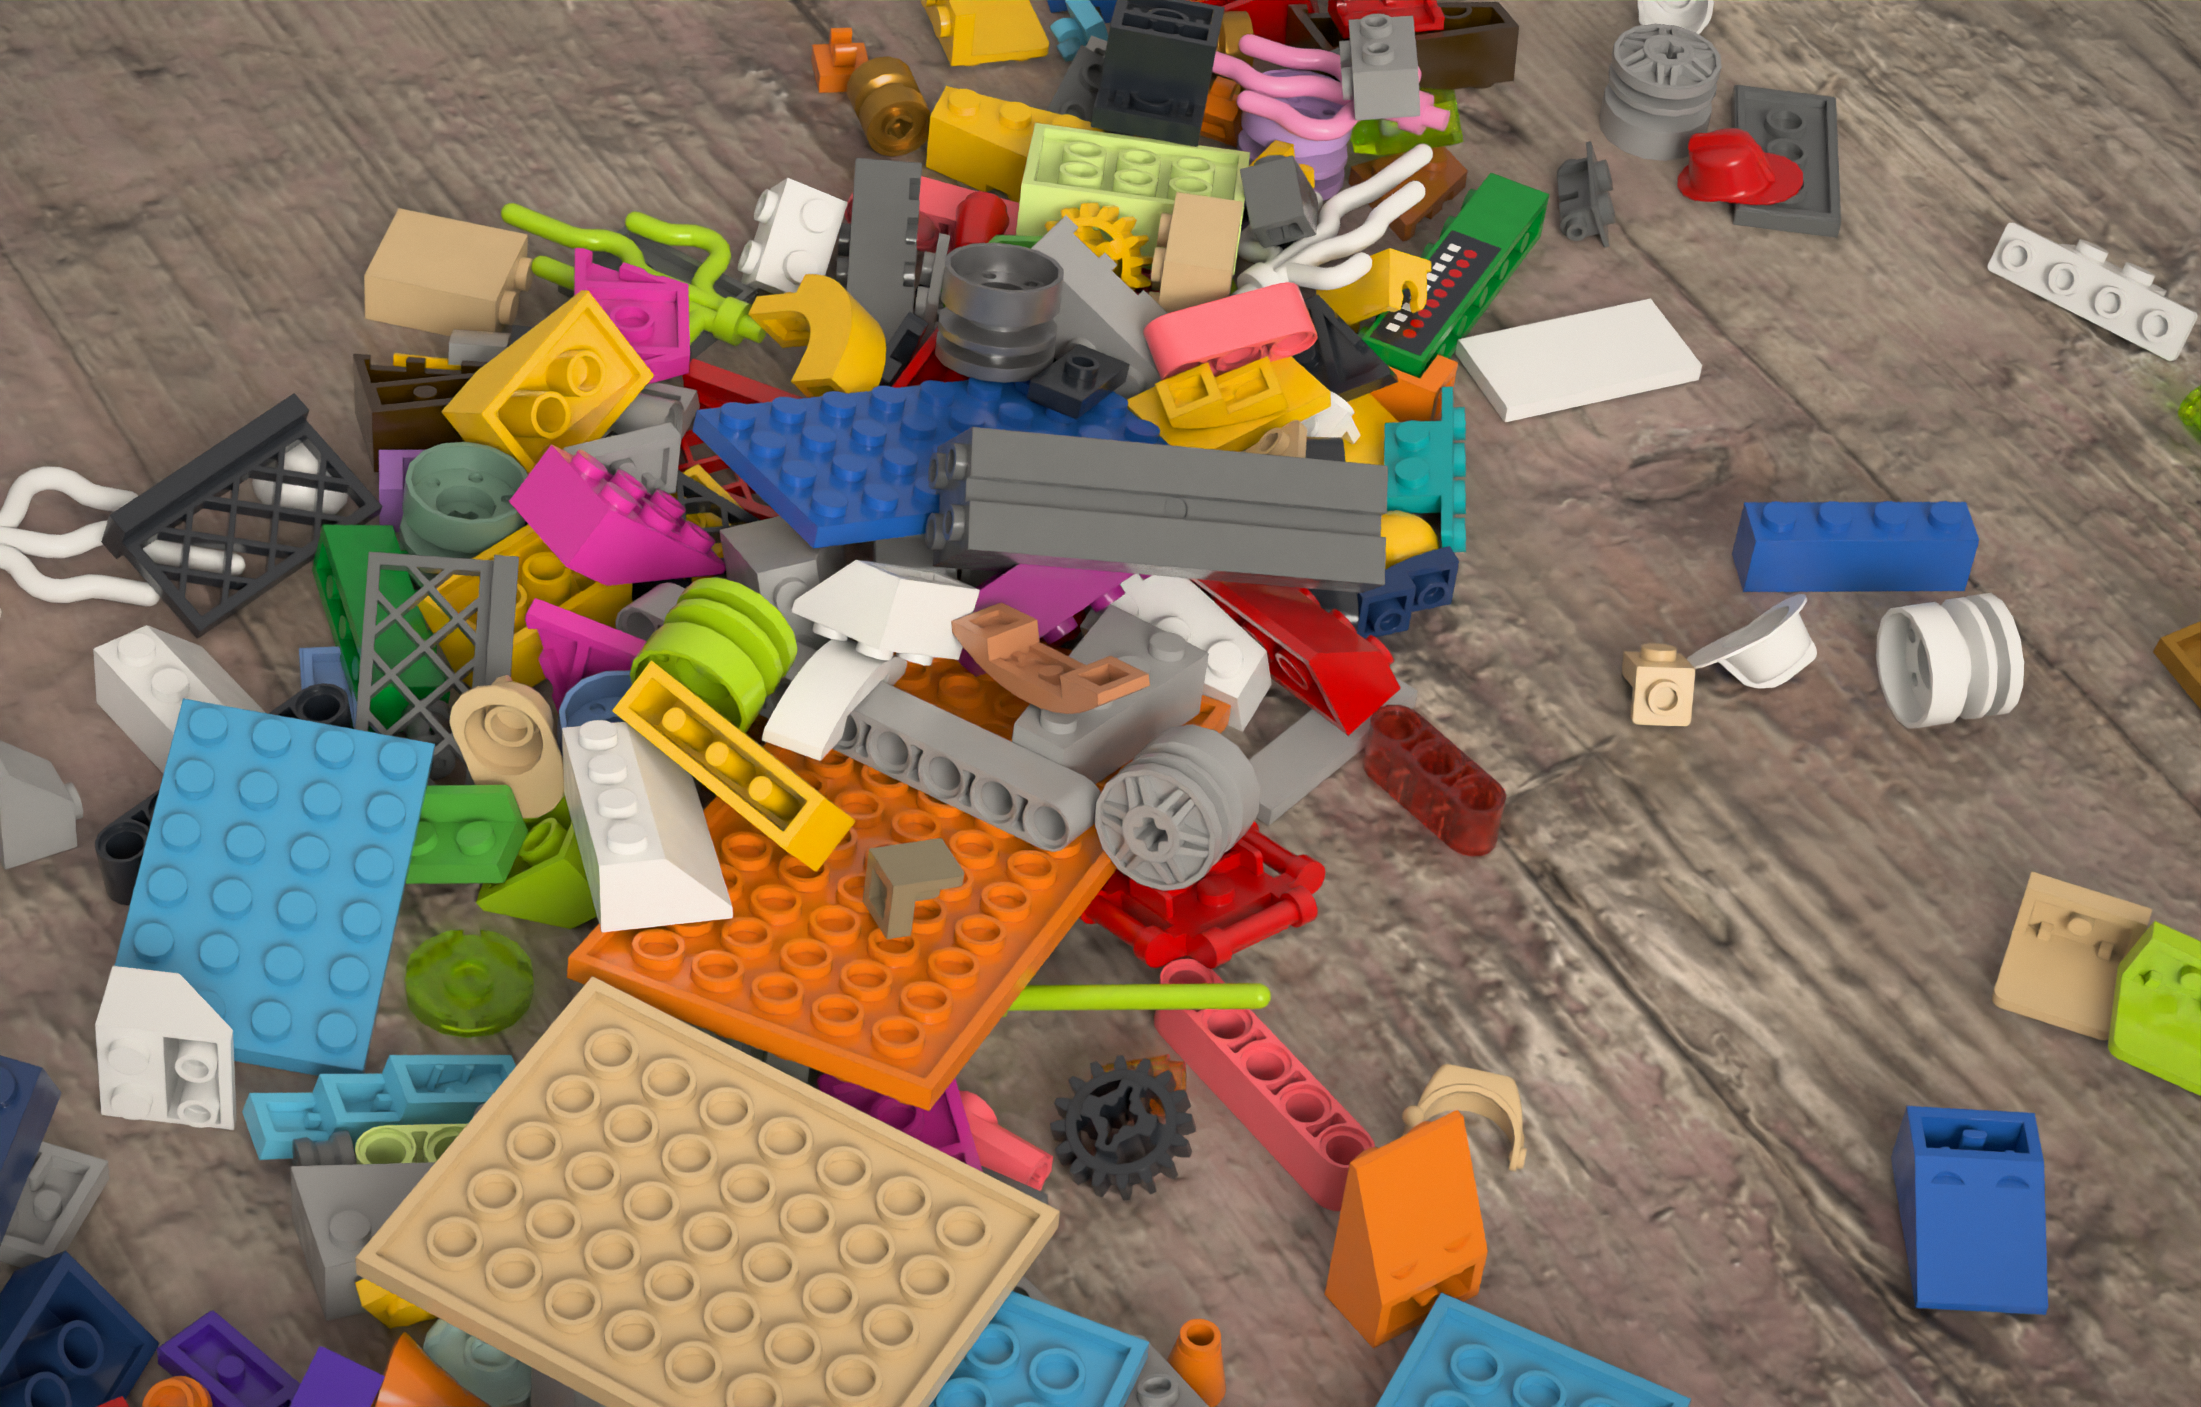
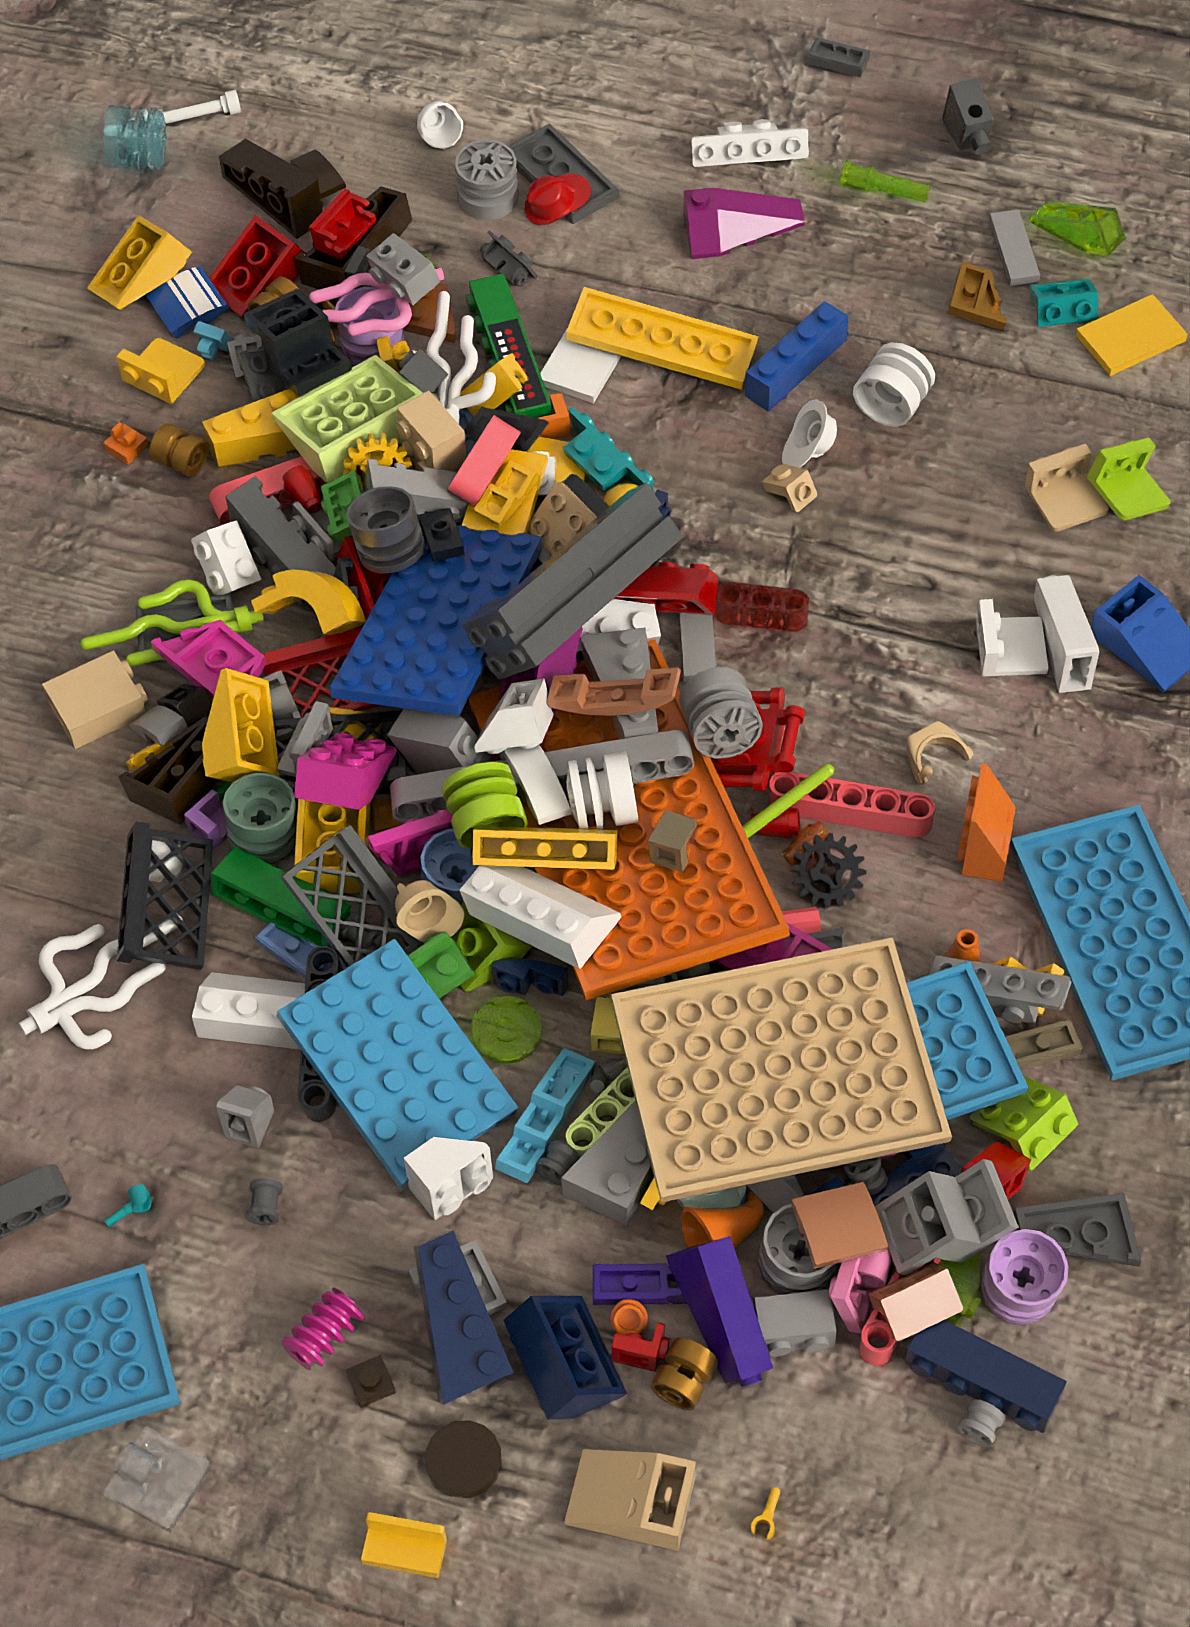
camera: 35 degrees left, 15 degrees up
(553, 923) = (519, 974): none -> dark blue slope
(892, 763) = (602, 791): none -> white wheel
(1135, 1032) = (782, 826): none -> red cone
(1680, 399) = (662, 338): none -> yellow plate
(1738, 1073) = (1009, 644): none -> white bracket
(1839, 1119) = (1066, 633): none -> white slope
(1955, 341) = (728, 218): none -> magenta wedge

